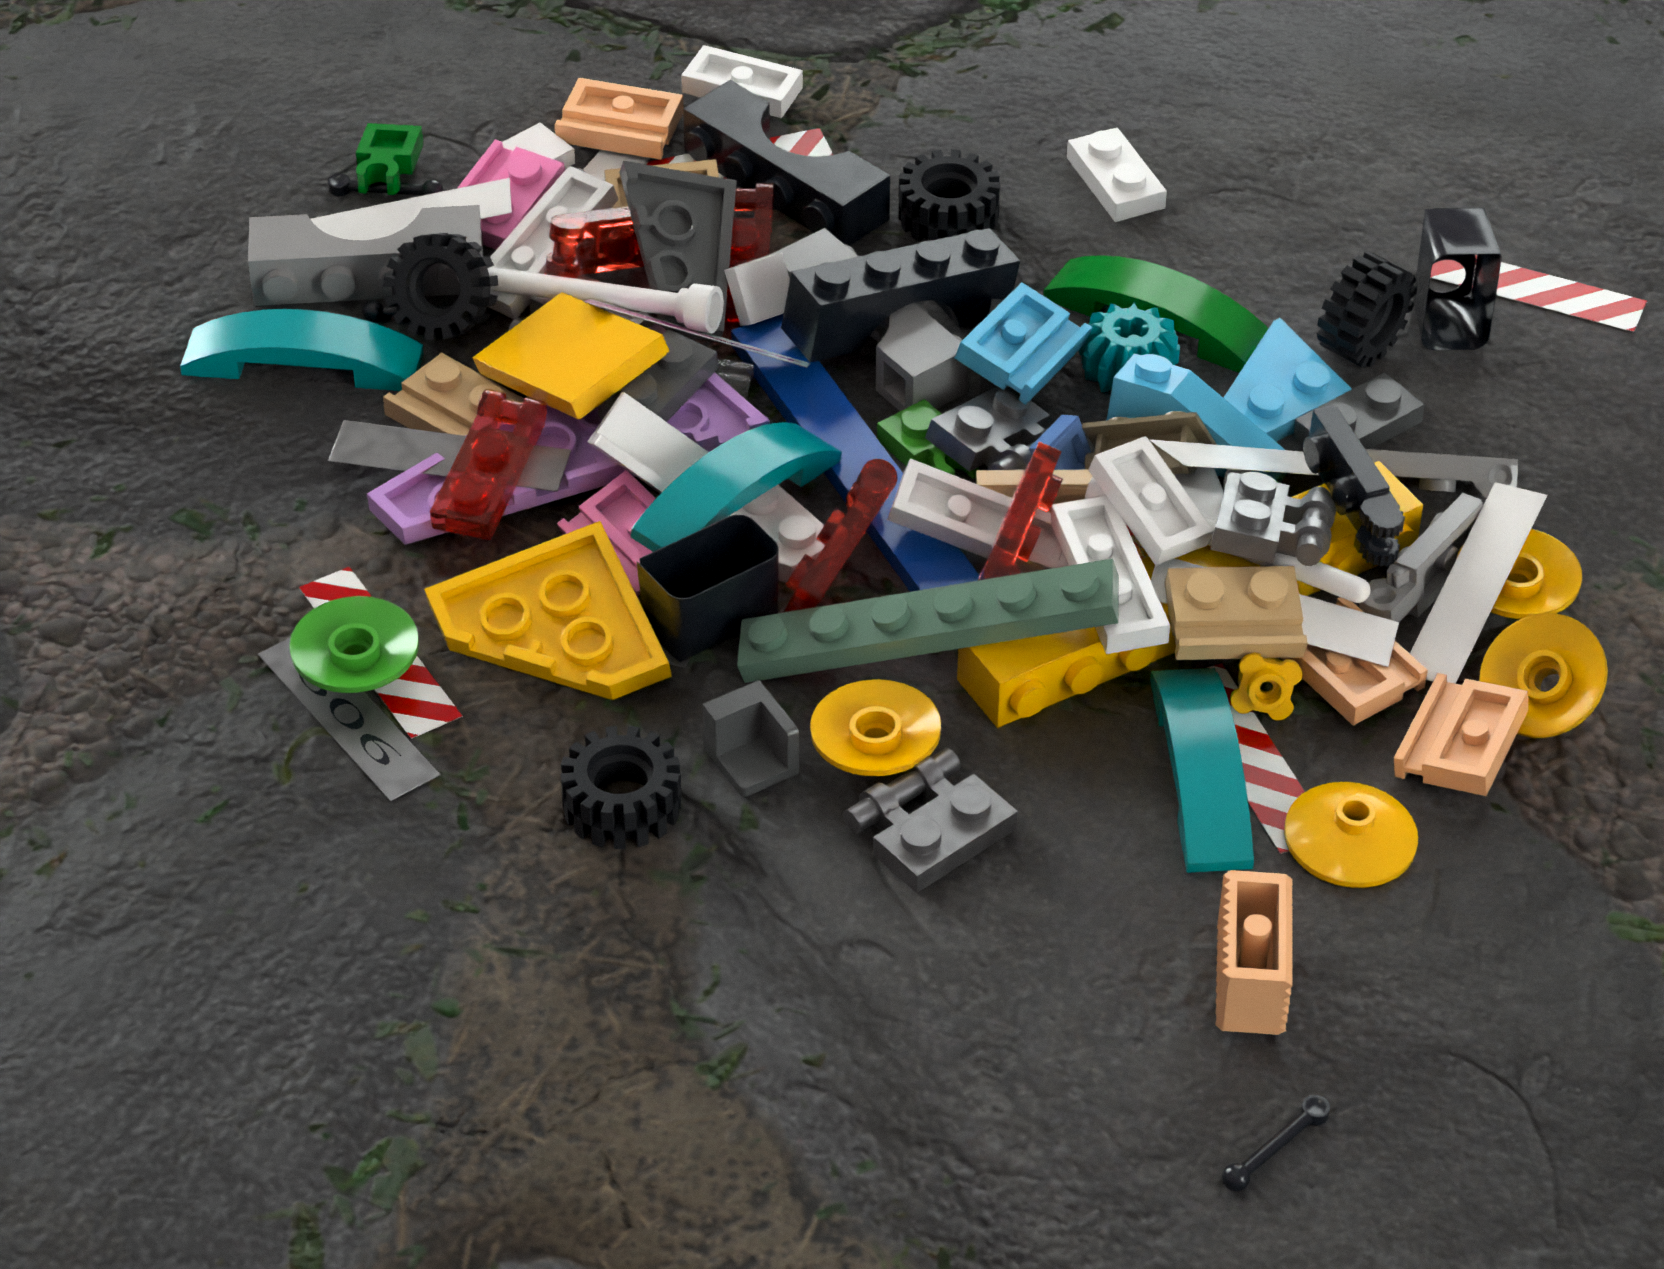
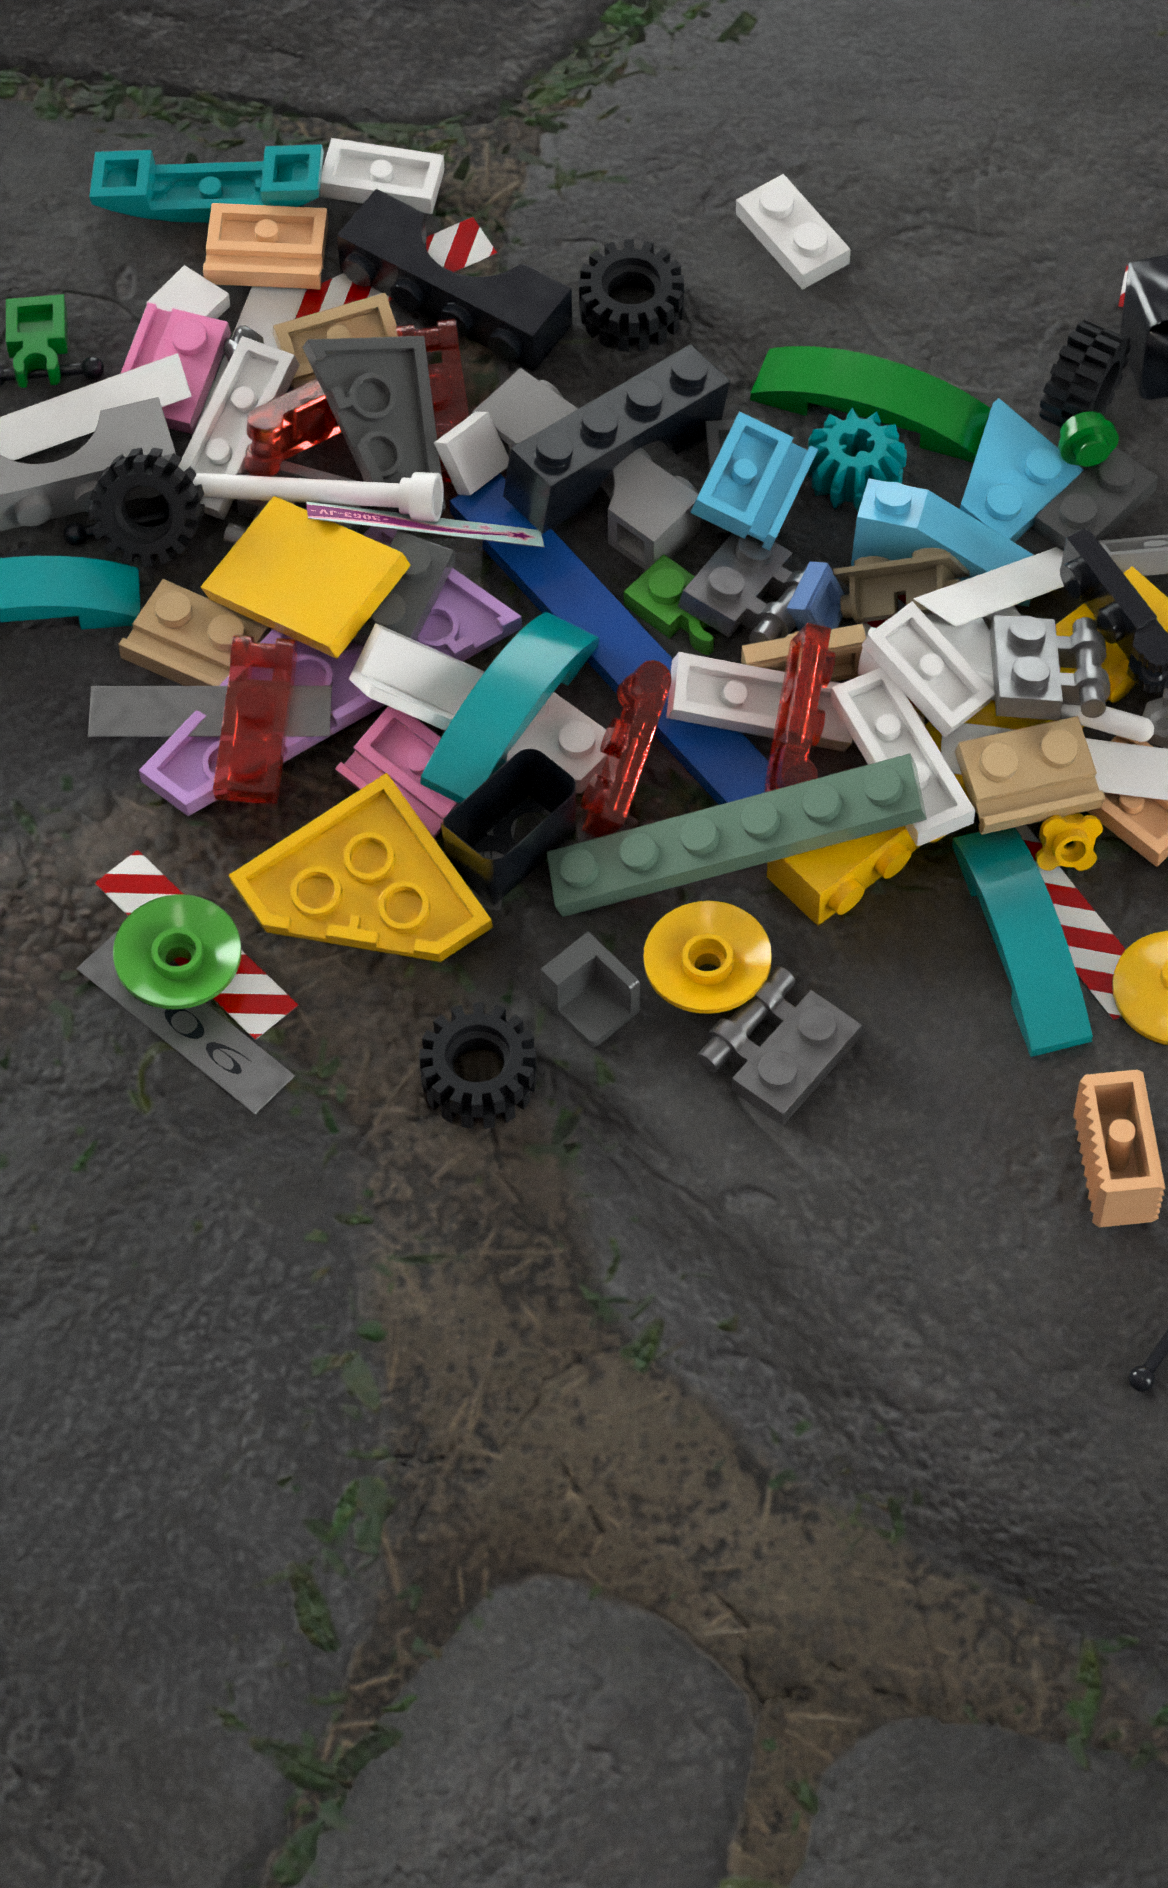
camera: 10 degrees left, 15 degrees up
(517, 62) = (184, 192): none -> teal slope
(1358, 357) = (1087, 439): none -> green plate

